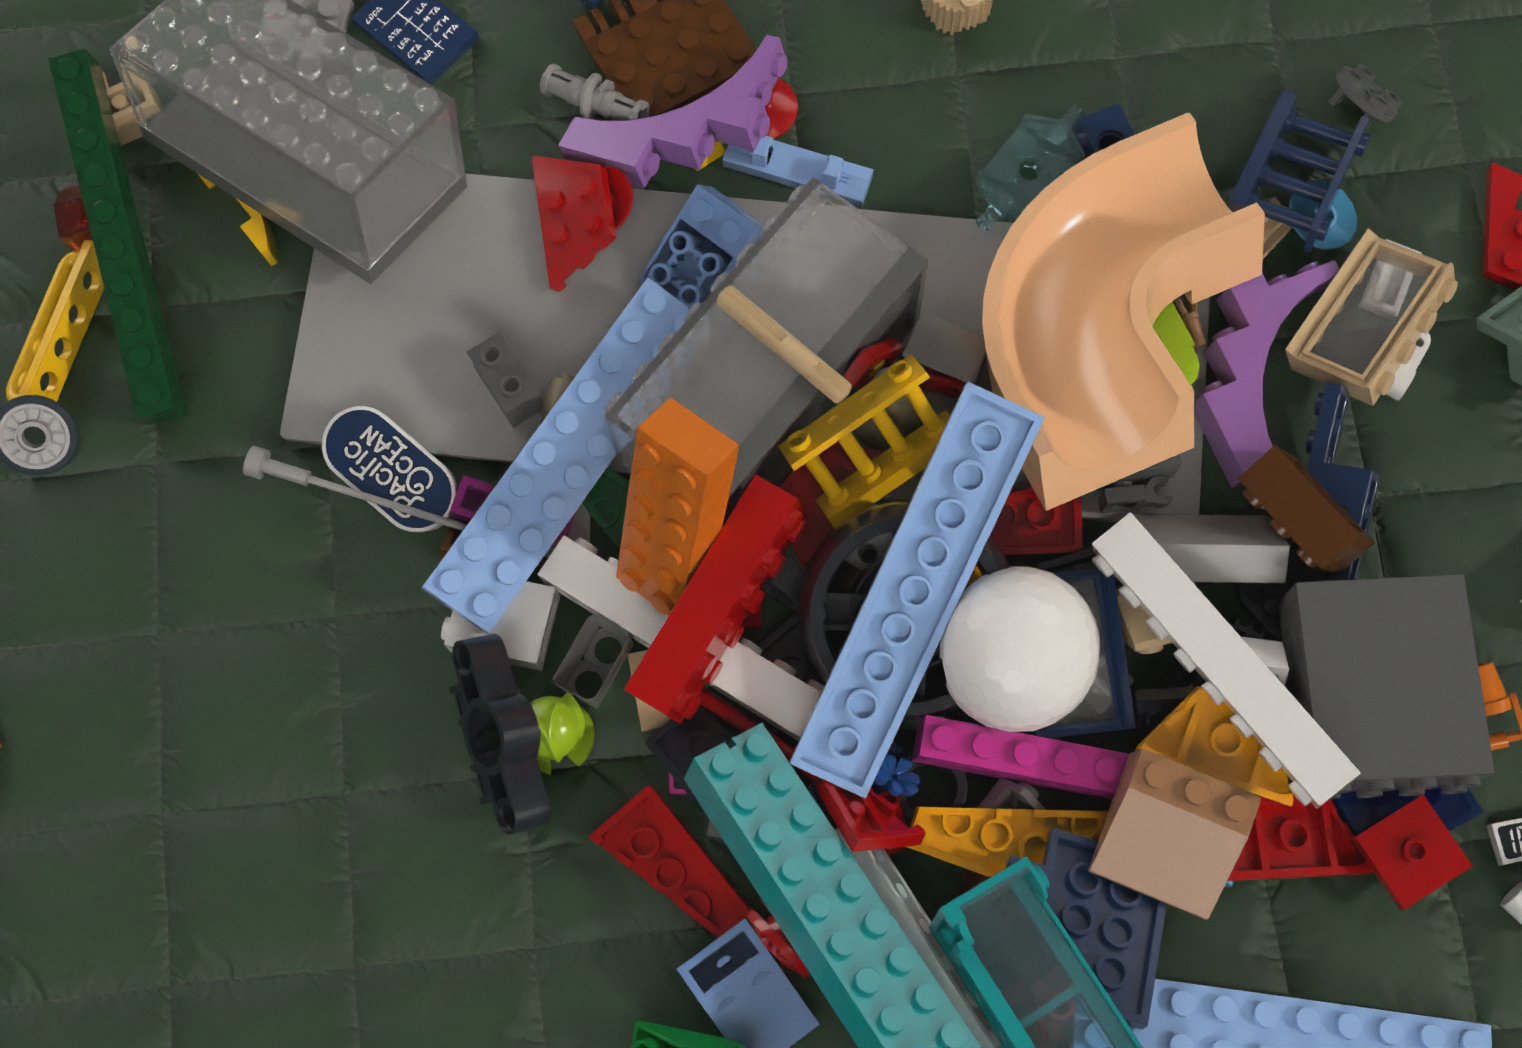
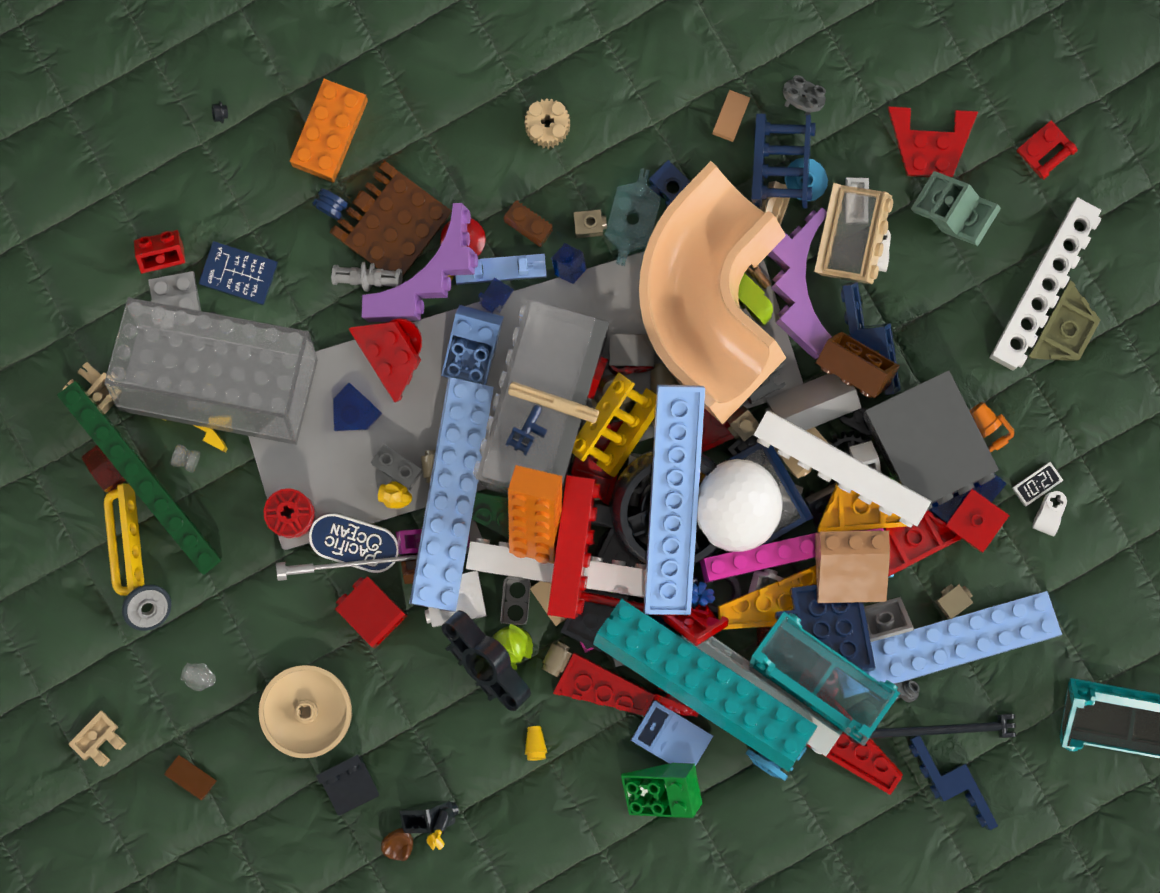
camera: 30 degrees left, 10 degrees up
(56, 571) = (197, 676): none -> clear rock
(185, 694) = (305, 711): none -> tan dish
(196, 840) = (348, 784): none -> black bracket
(209, 250) = (185, 458): none -> clear wheel
(275, 950) = (423, 818): none -> torso
(320, 392) = (300, 520): none -> red wheel
(362, 585) = (370, 611): none -> red slope
(481, 420) = (394, 495): none -> yellow rock
(482, 276) = (353, 410): none -> clear blue plate
(521, 909) = (535, 744): none -> yellow cone
(618, 783) = (556, 659): none -> dark tan brick
(707, 378) = (523, 434): none -> dark blue arm
(766, 197) = (495, 296): none -> clear blue bracket
(868, 116) = (528, 223): none -> reddish brown brick
(904, 191) = (569, 263): none -> clear blue brick
(959, 152) = (589, 223): none -> dark tan brick
(1076, 531) = (742, 423): none -> dark tan brick
(1197, 955) = (887, 619): none -> light grey slope
(1240, 85) = (731, 115): none -> medium nougat slope
(1321, 971) = (954, 600): none -> dark tan brick

